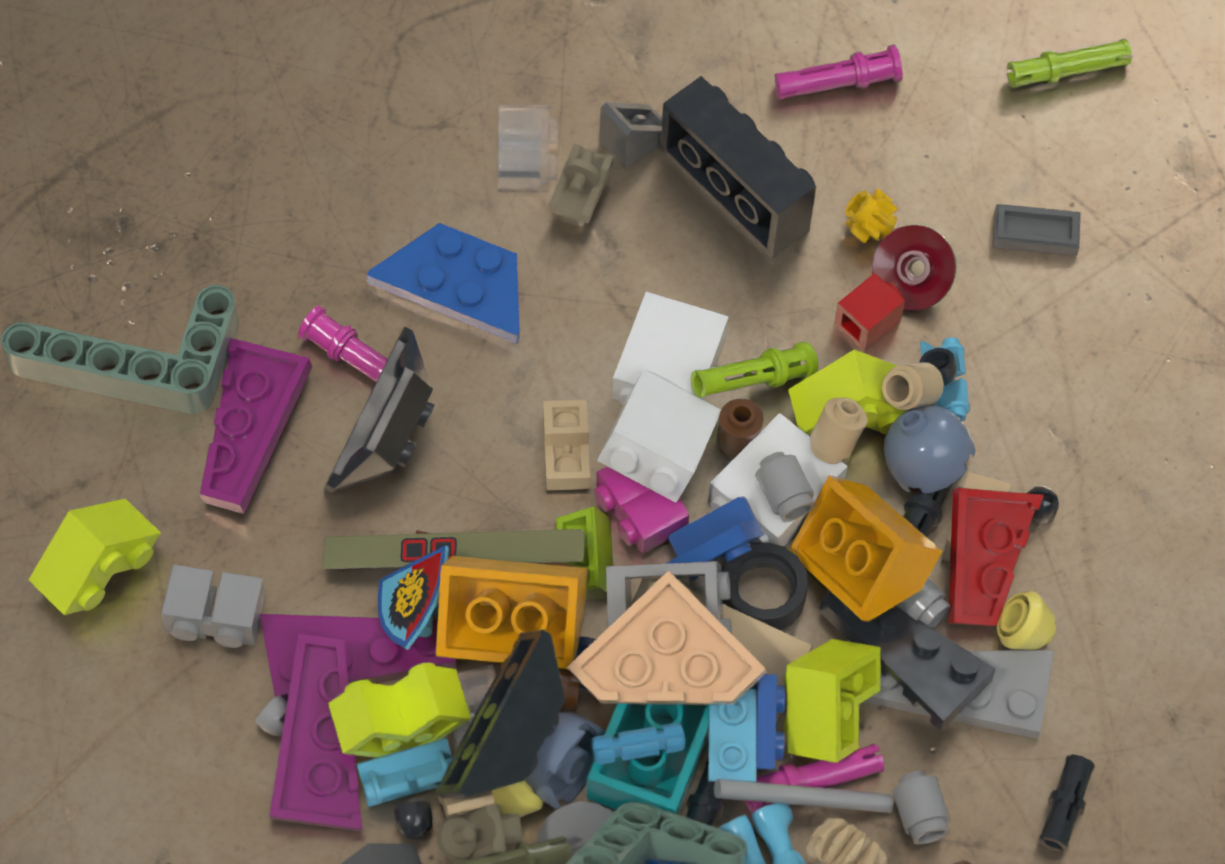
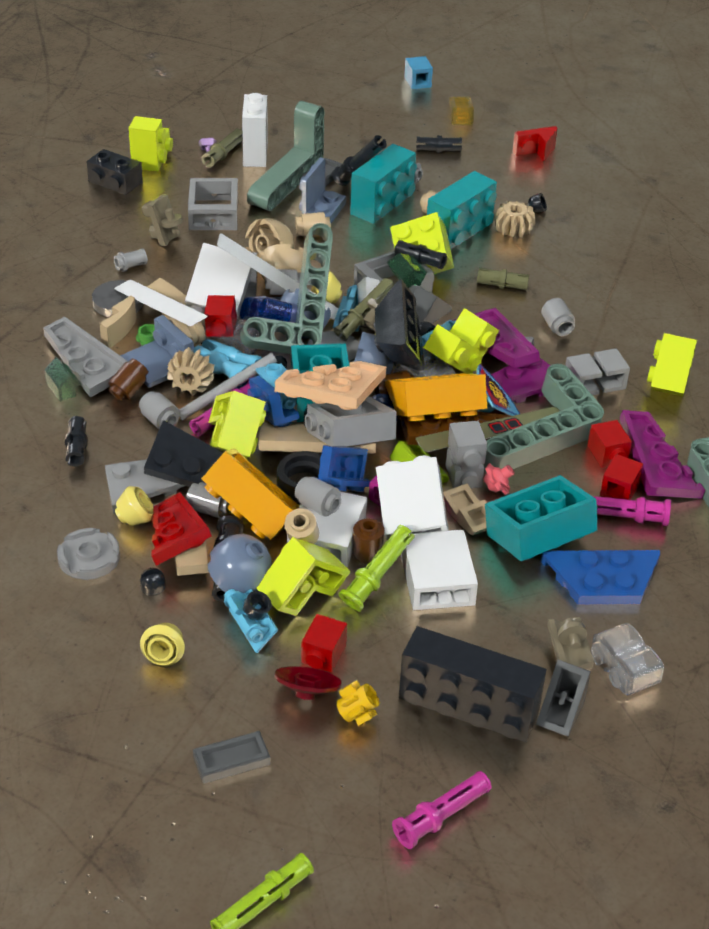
camera: 155 degrees right, 20 degrees down
(177, 758) = (558, 316): none -> light grey brick
(300, 462) = (607, 440): none -> red brick
(331, 396) = (621, 478): none -> red brick
(365, 506) = (551, 433): none -> sand green beam
(387, 419) = (577, 461): black wedge -> none
(498, 355) = (541, 517): none -> teal brick
(498, 469) = (498, 479): none -> coral plant
(531, 492) = (466, 454): none -> light grey piece
(638, 743) = (327, 355): dark azure axle -> none
(913, 386) = (266, 567): tan brick -> none
(1064, 387) = (162, 644): none -> light yellow cone
(1109, 589) = (88, 554): none -> light grey tile

